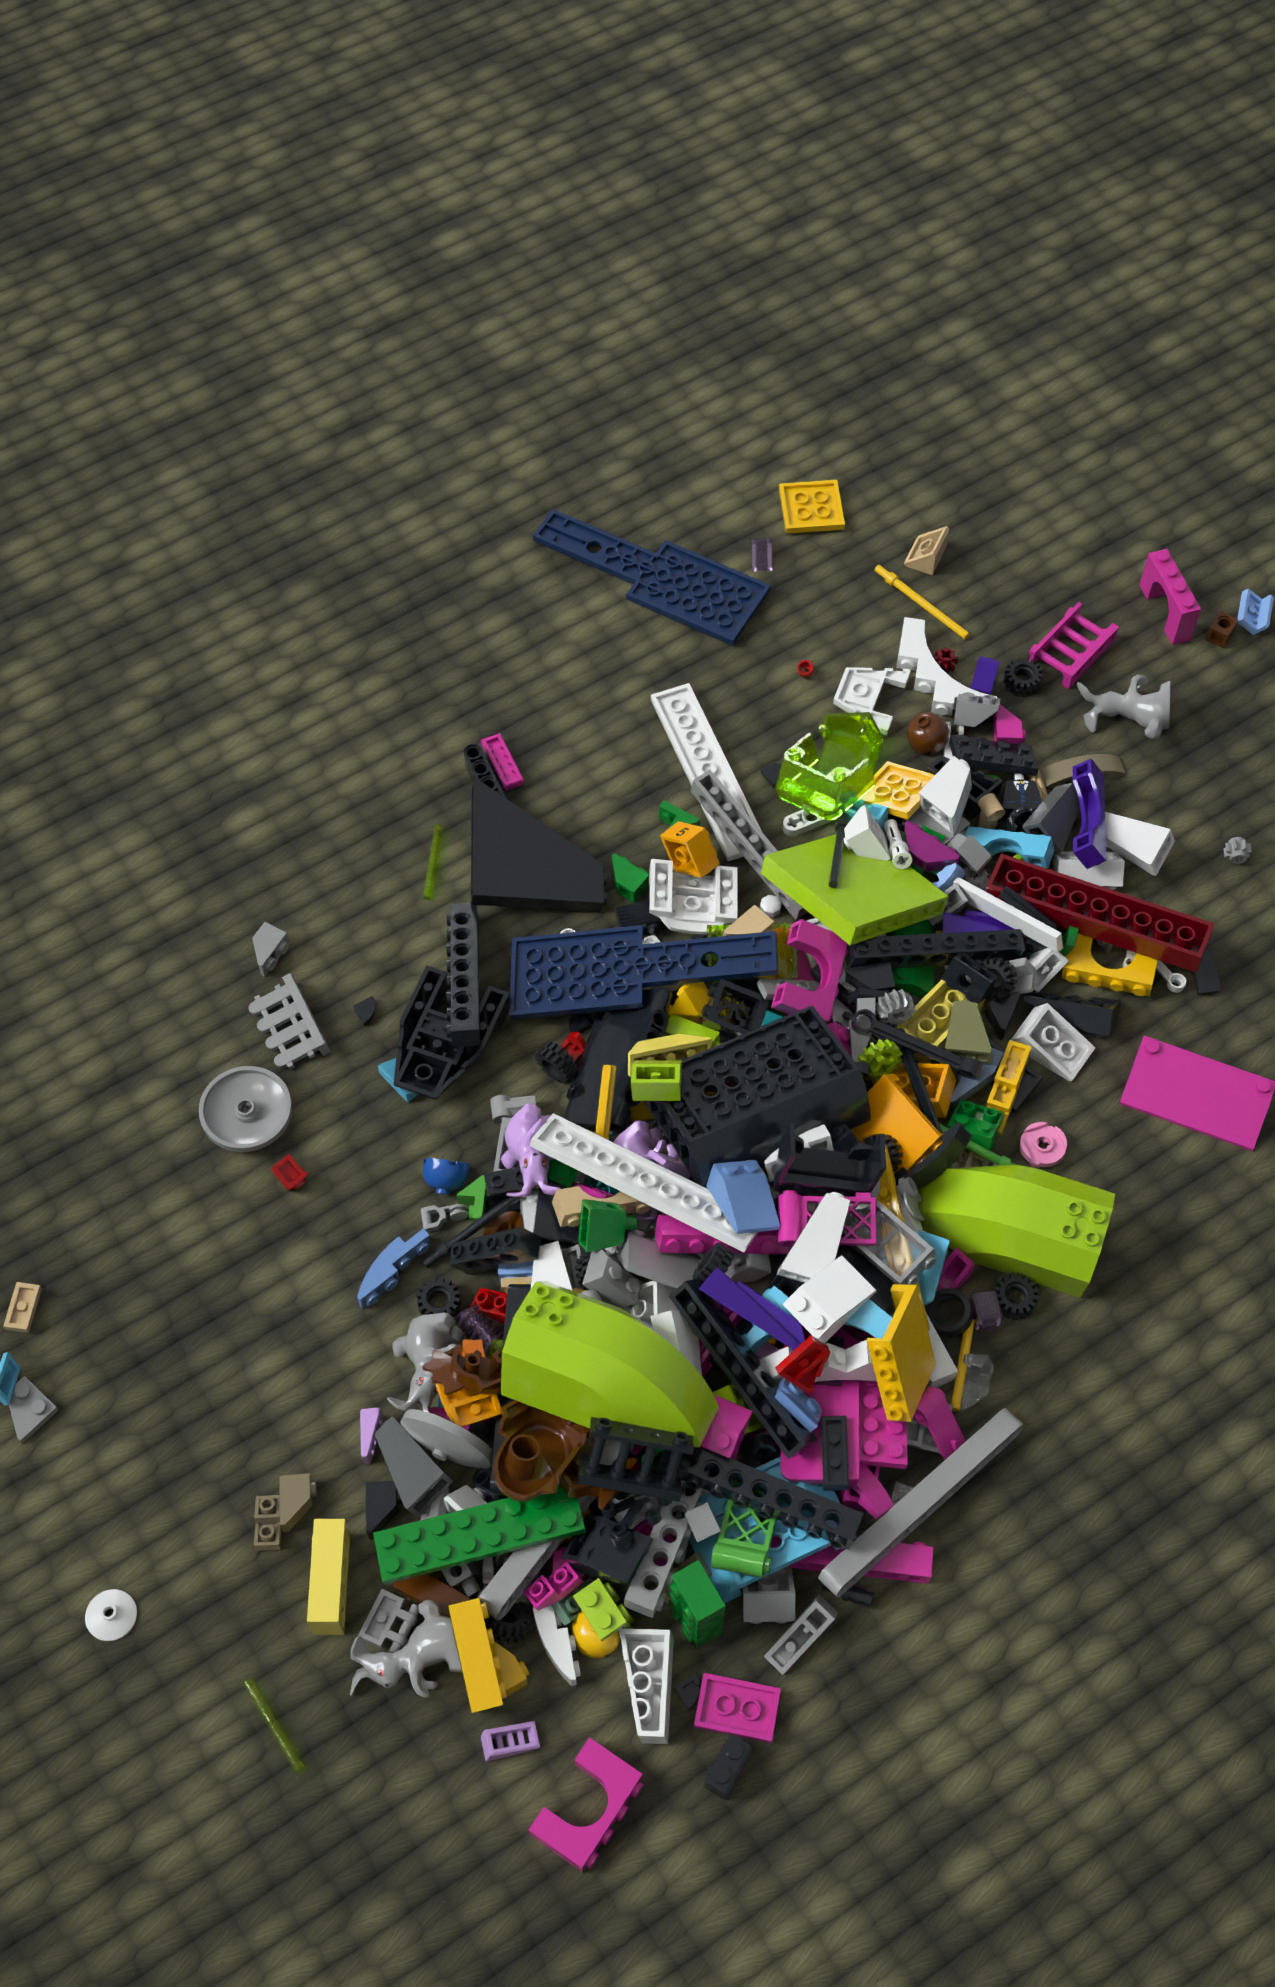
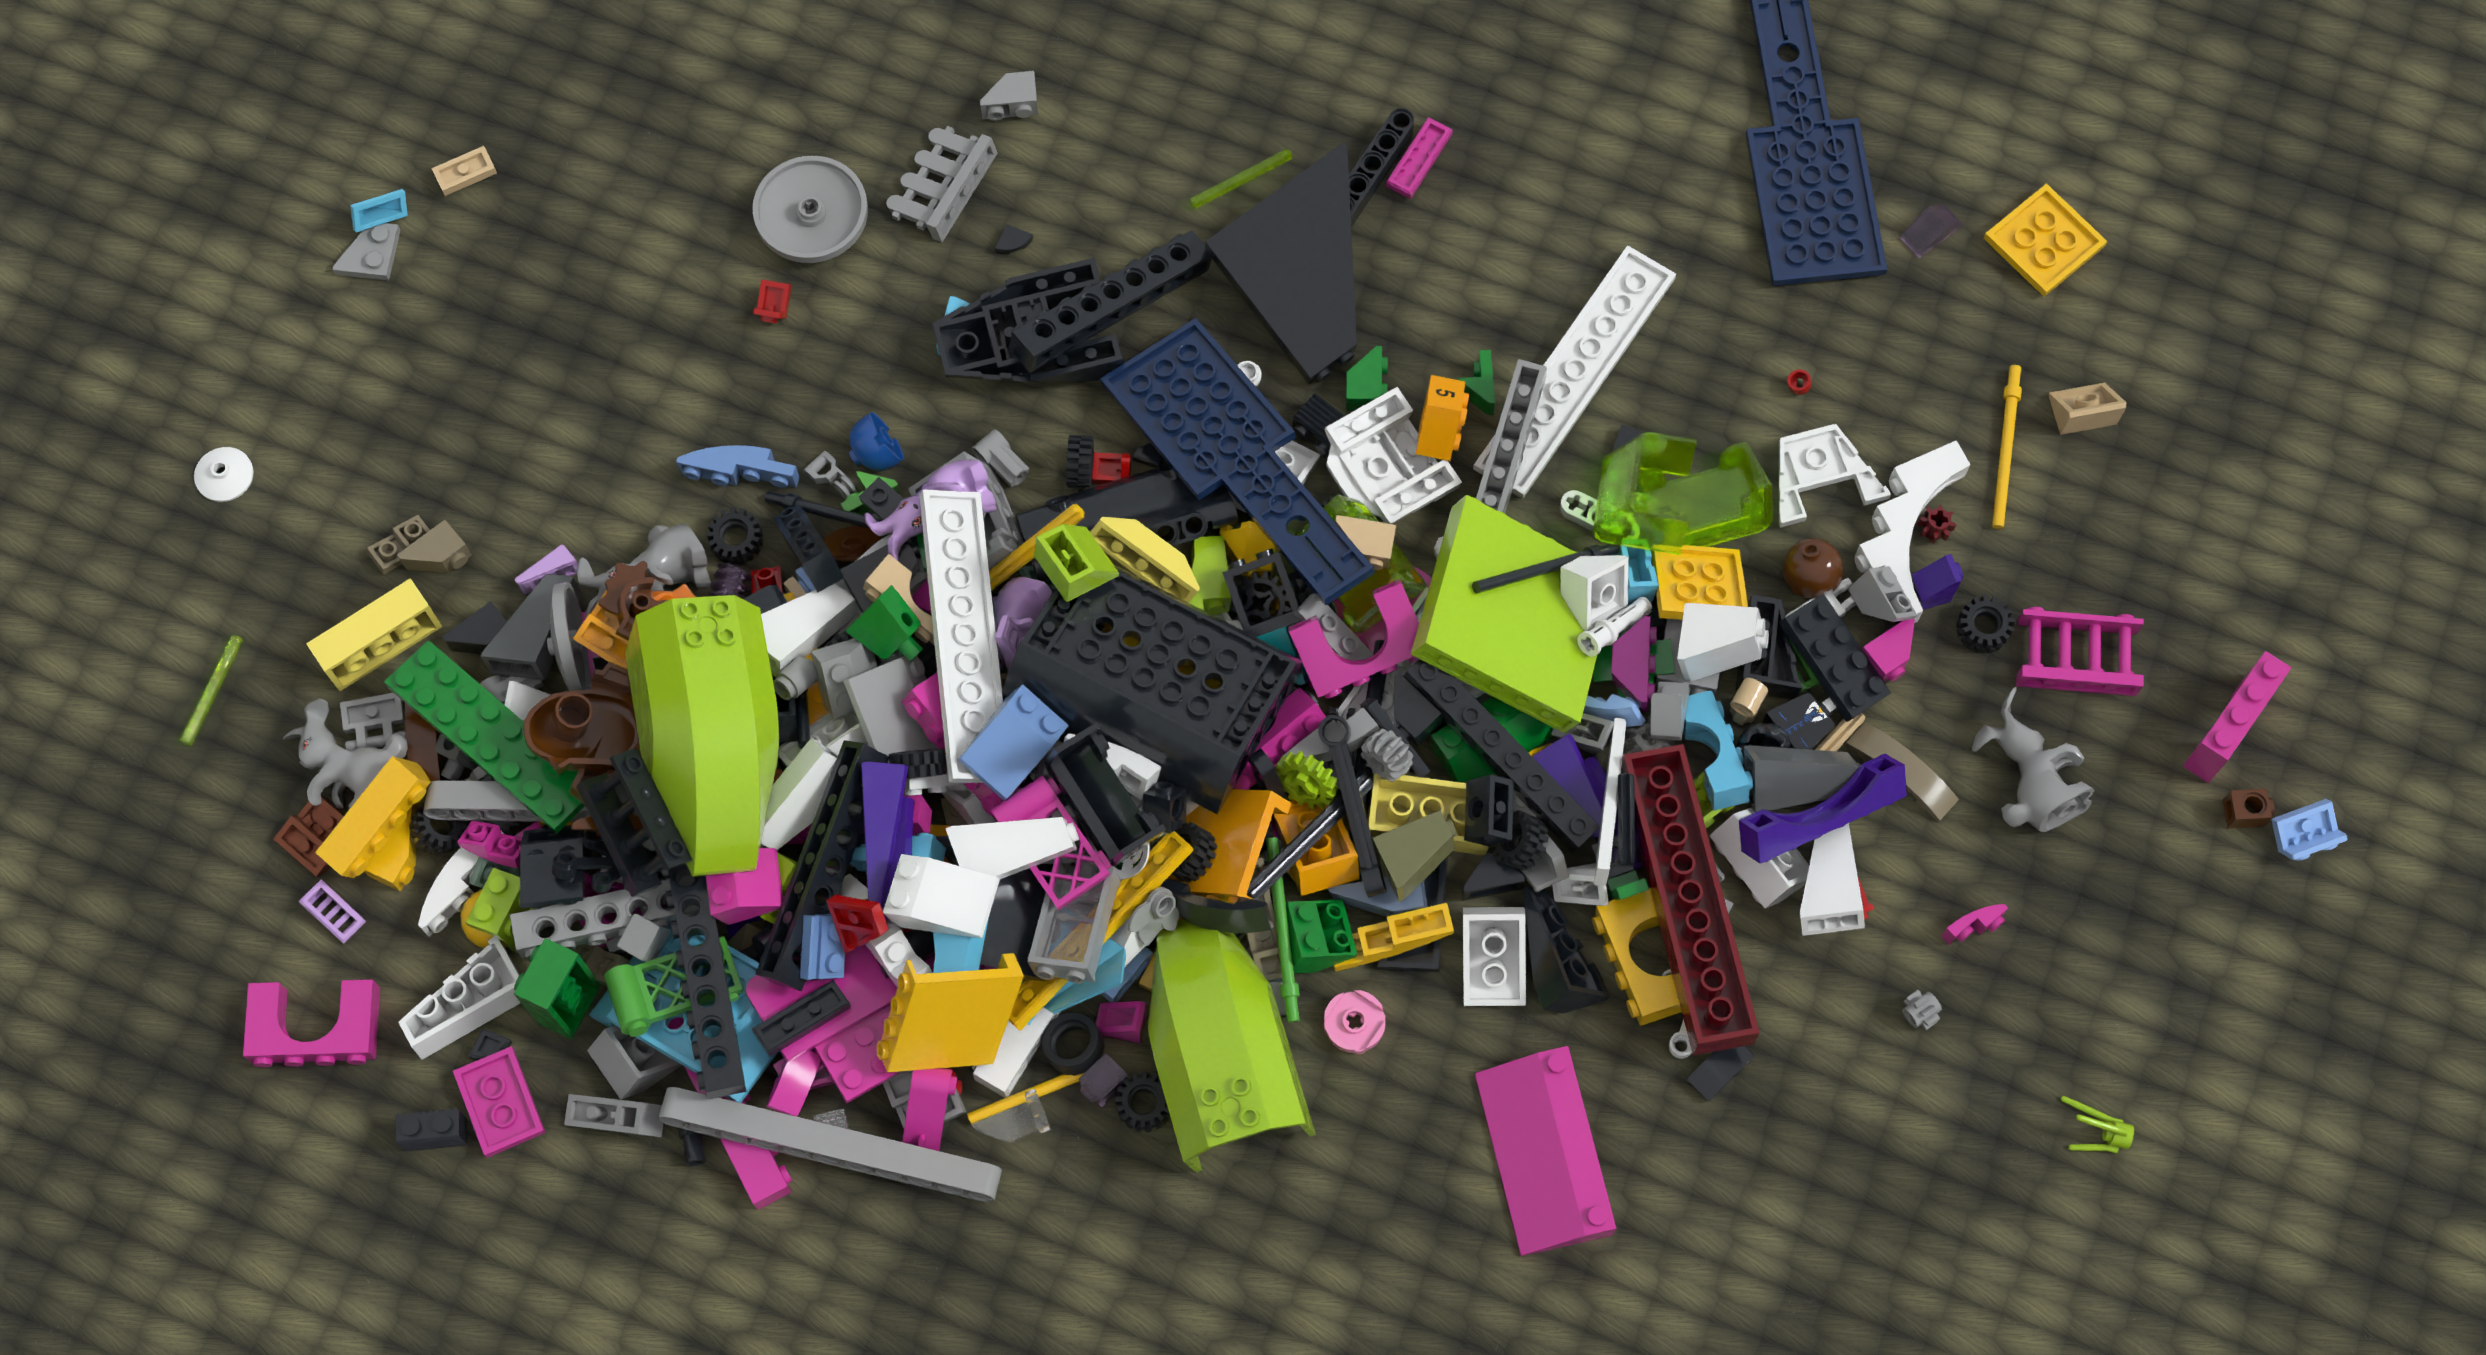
camera: 55 degrees right, 10 degrees up
(444, 1715) = (306, 833): none -> copper slope
(1201, 799) = (1980, 920): none -> dark pink slope

